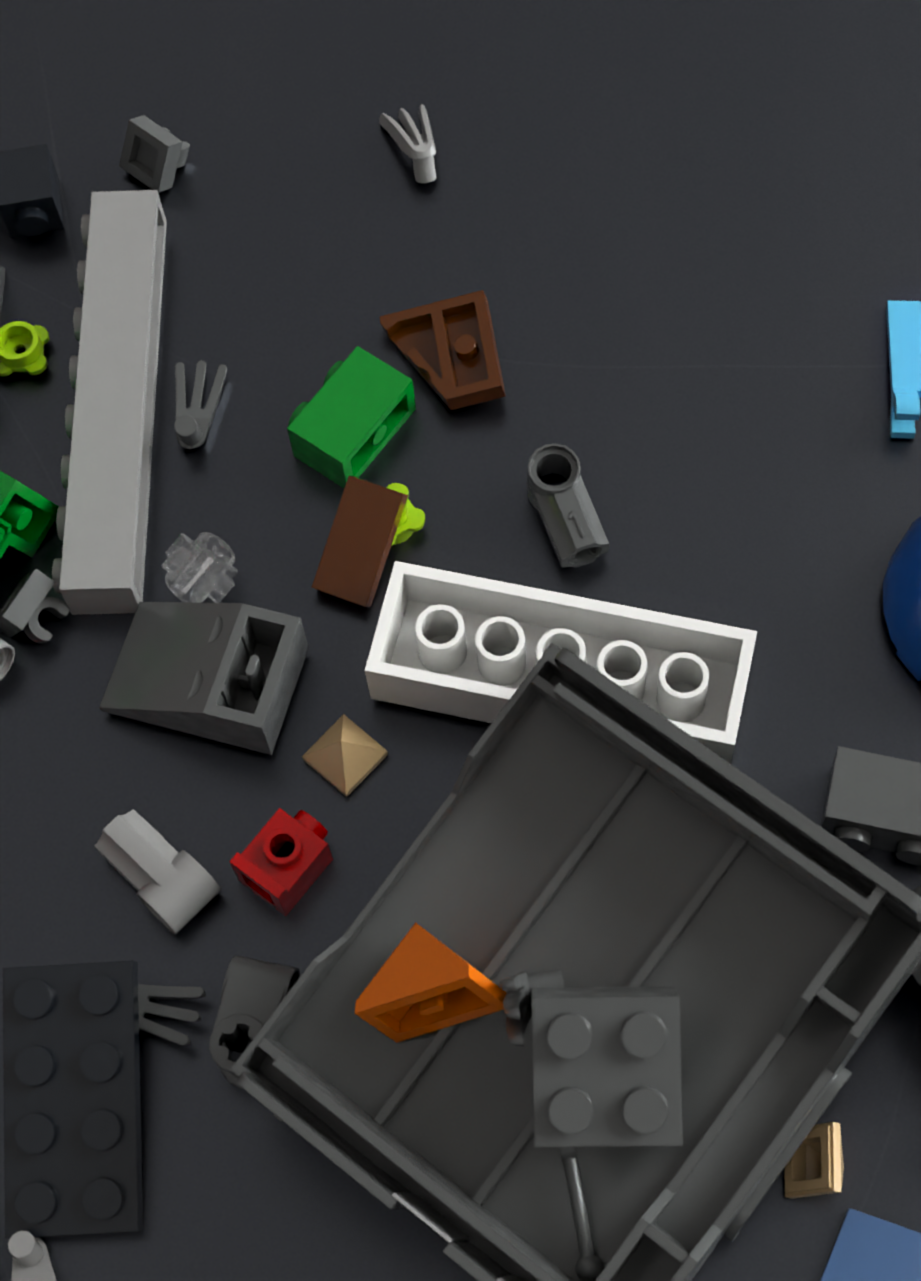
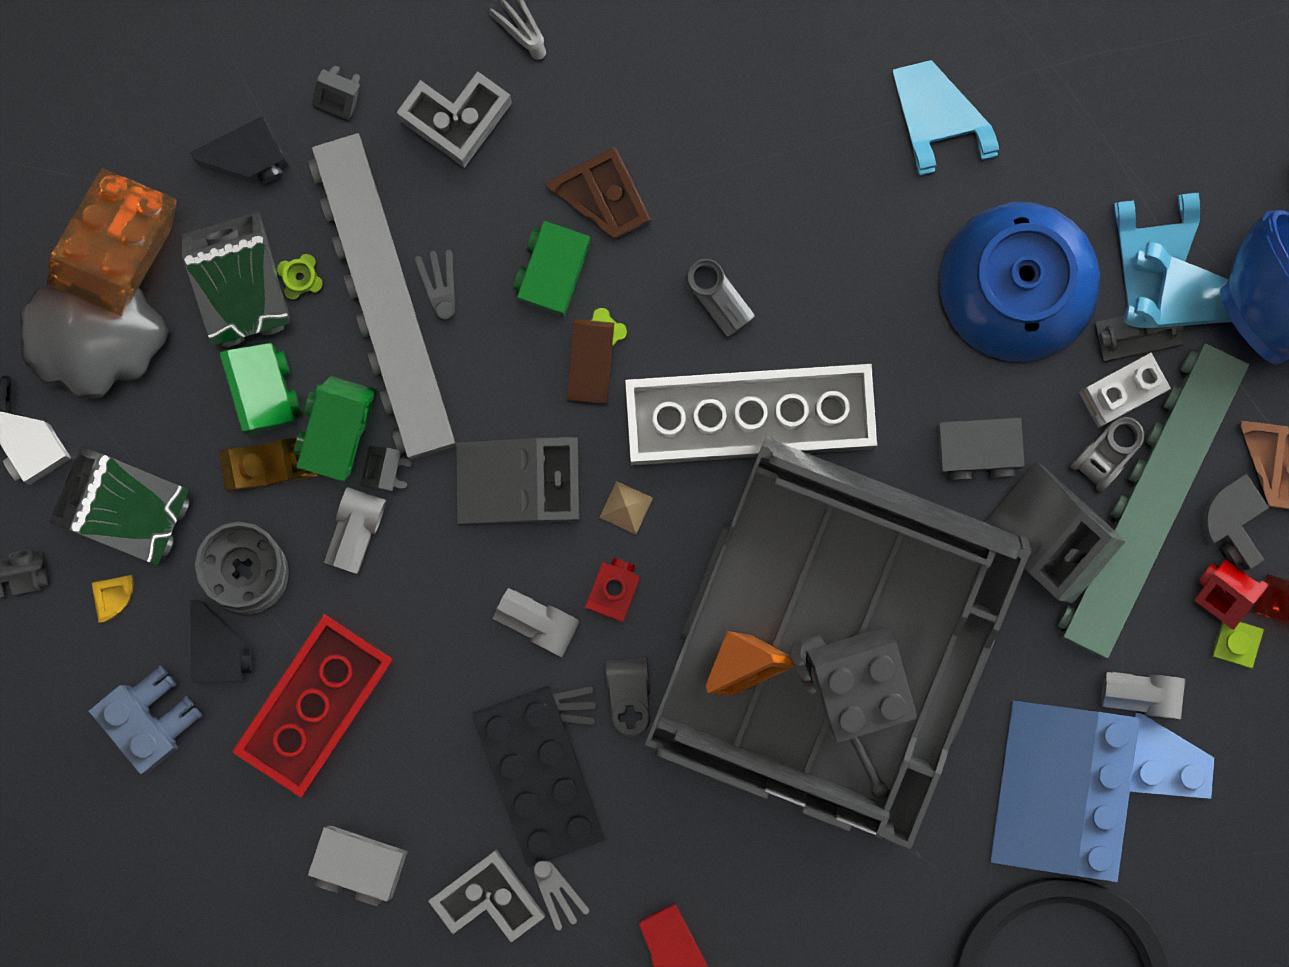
camera: 25 degrees left, 20 degrees up
(200, 568) = (490, 410): clear gear -> none
(294, 214) = (459, 126): none -> light grey brick
(816, 1164) = (991, 683): tan slope -> none

